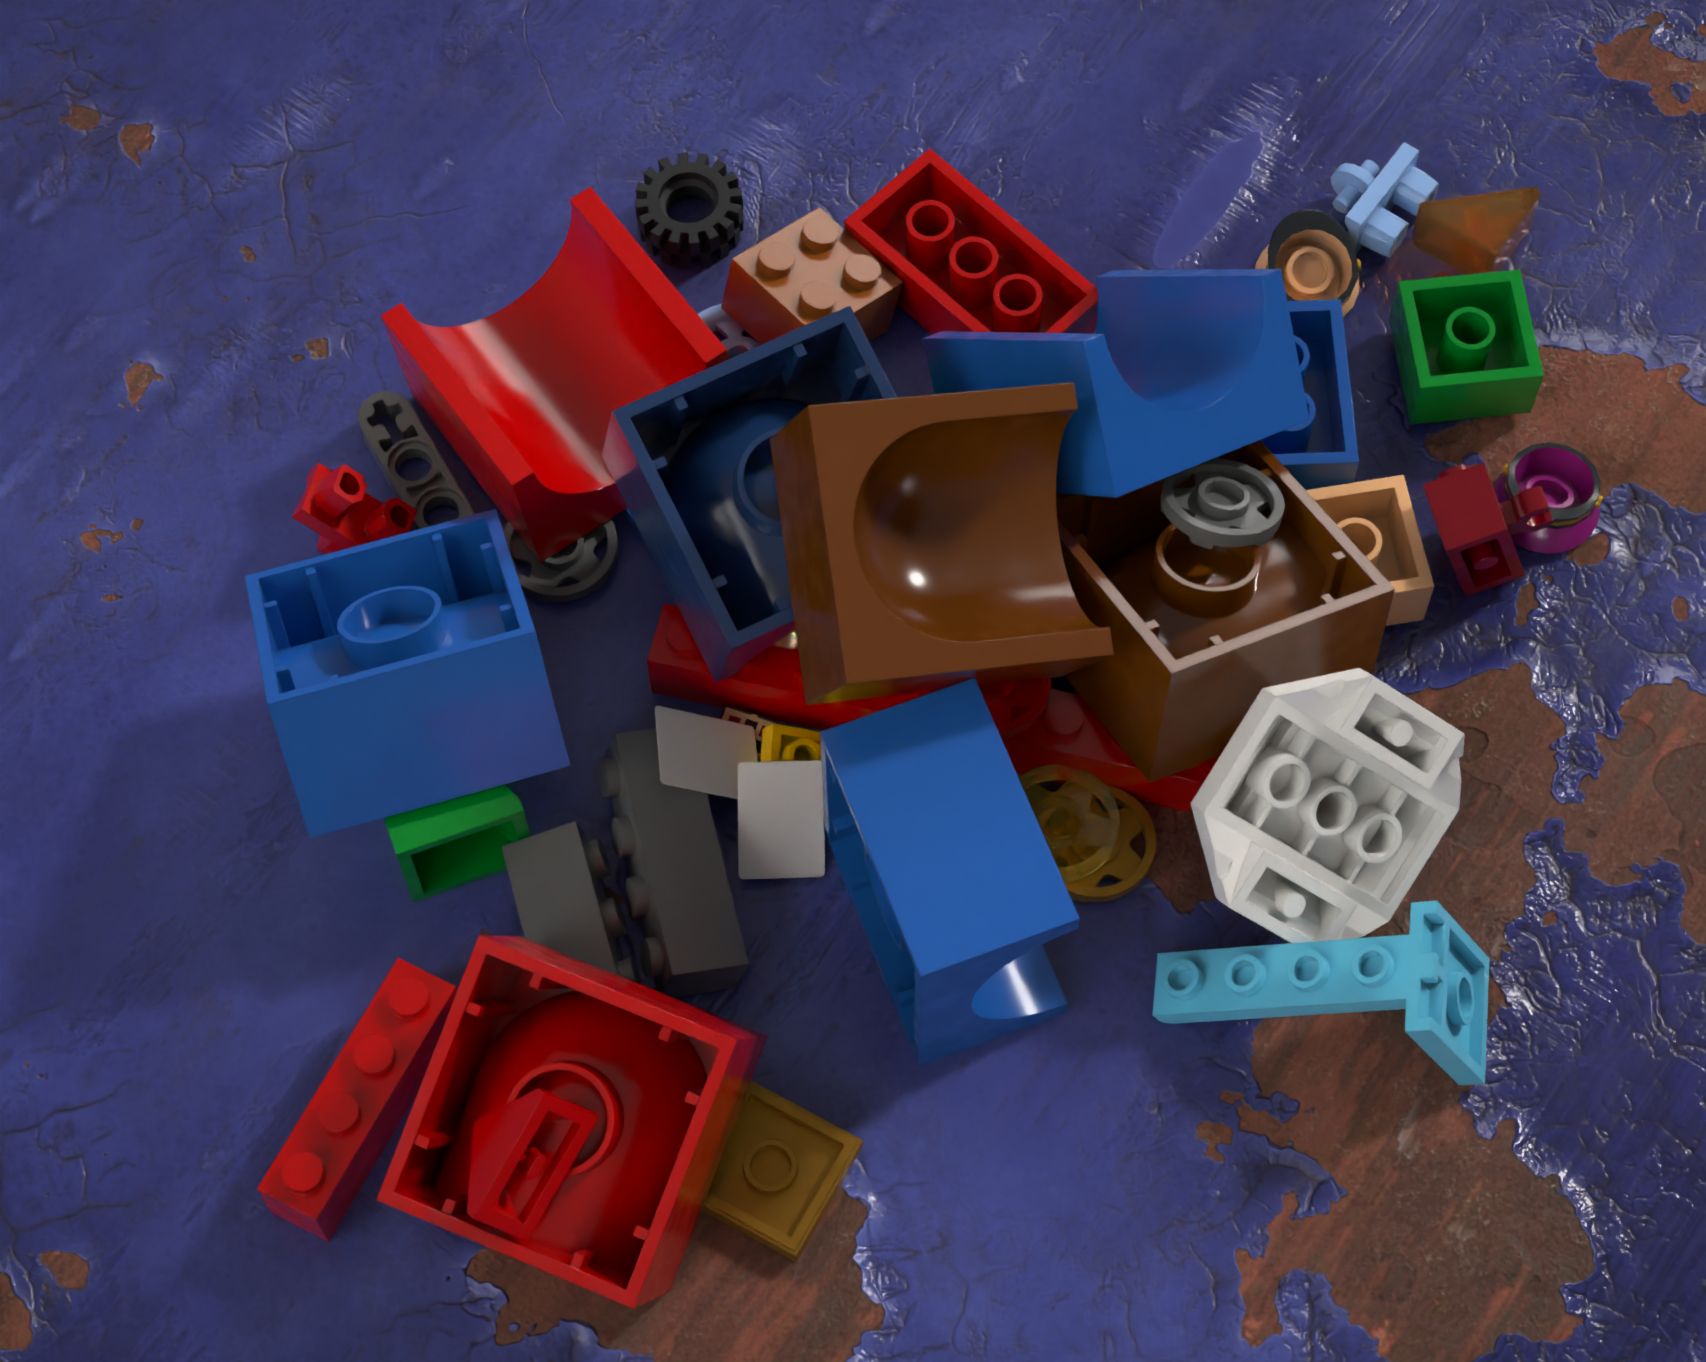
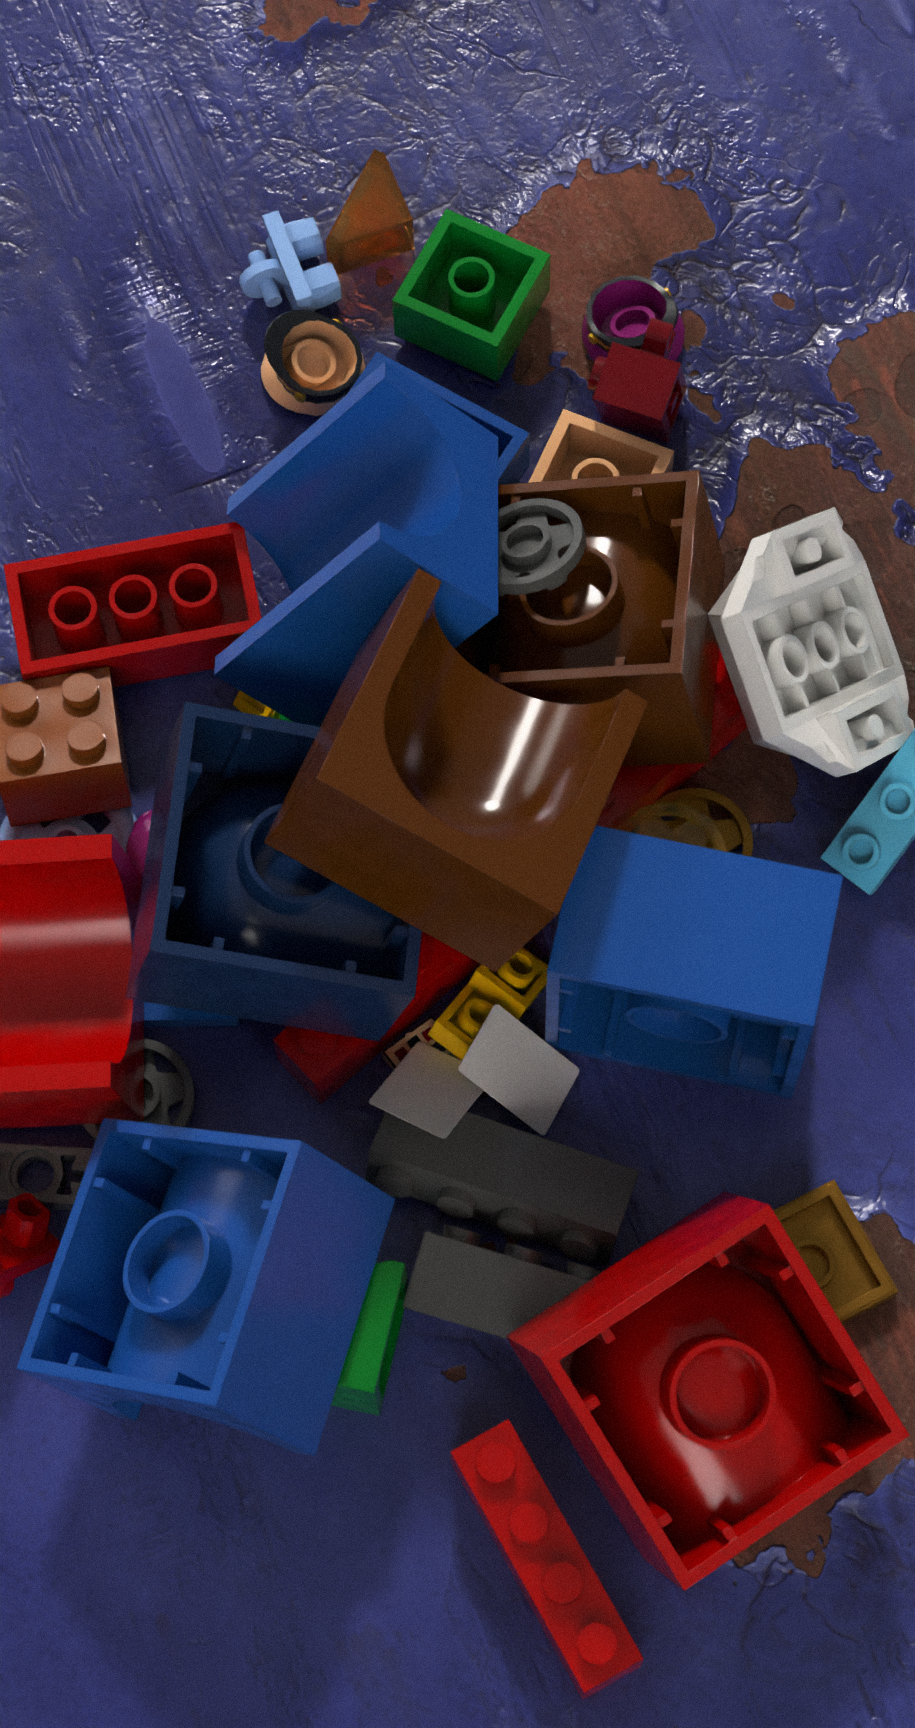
camera: 55 degrees left, 5 degrees up
(523, 1158) = (738, 1446): red slope -> none

